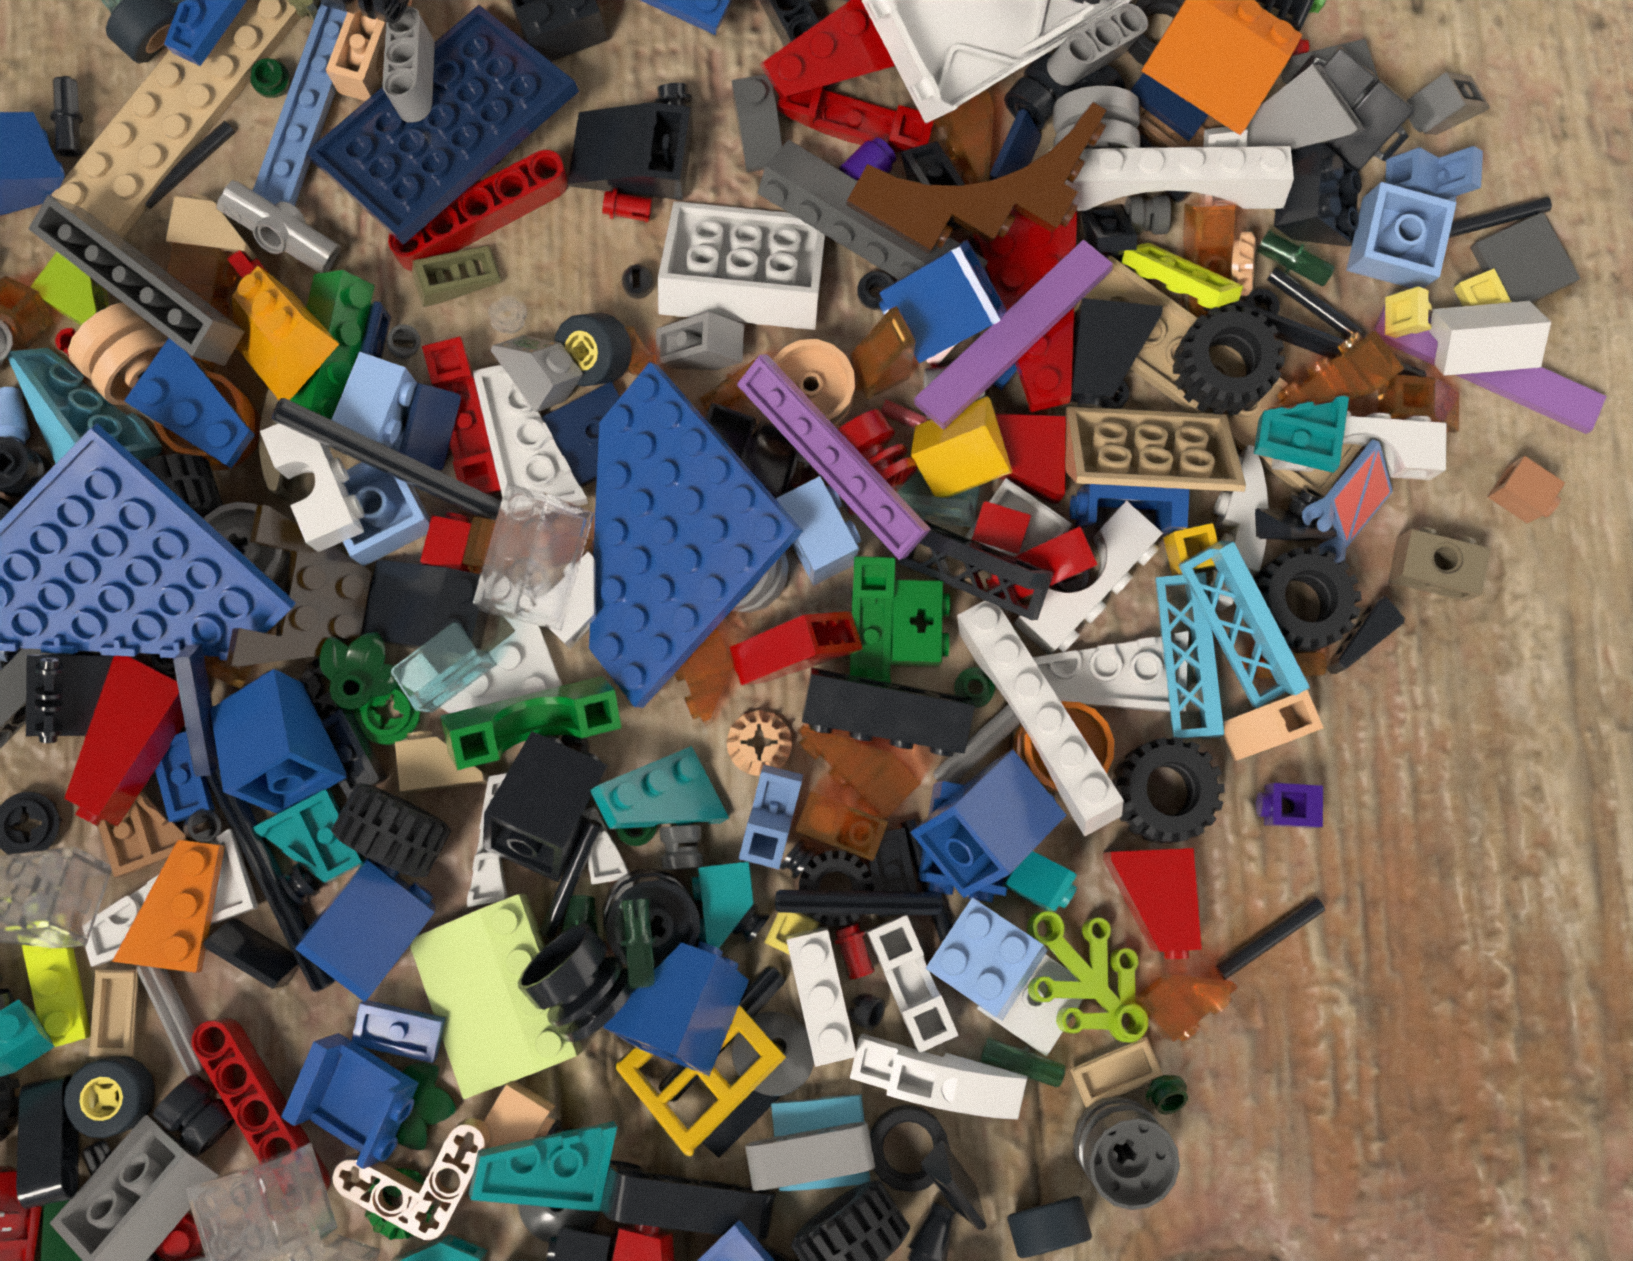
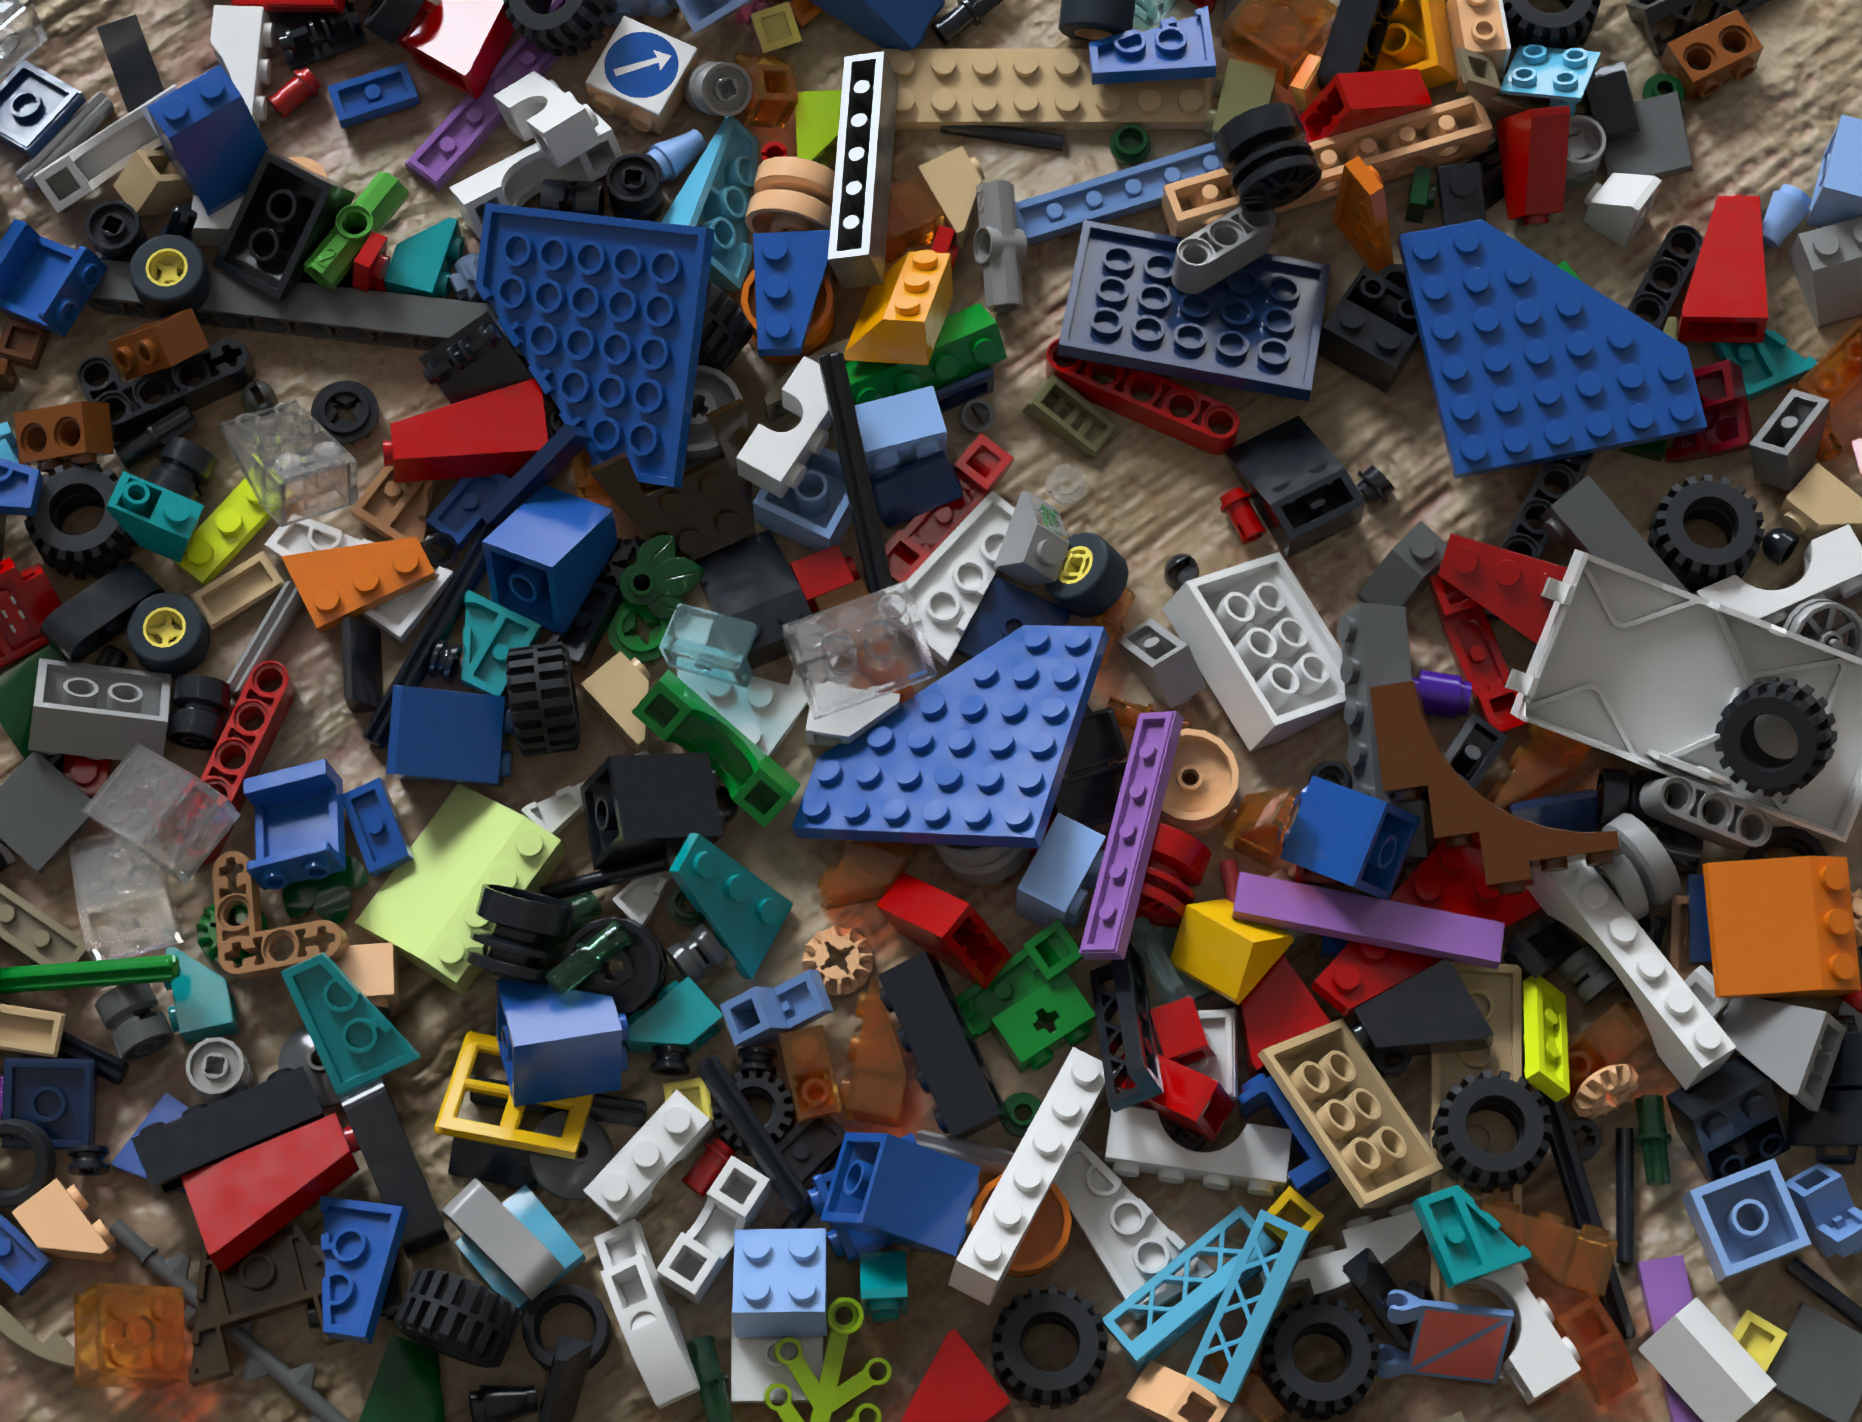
camera: 60 degrees right, 10 degrees down
(868, 1011) = (666, 1224): black hinge -> none
(1407, 312) = (1673, 1274): light yellow tile -> none

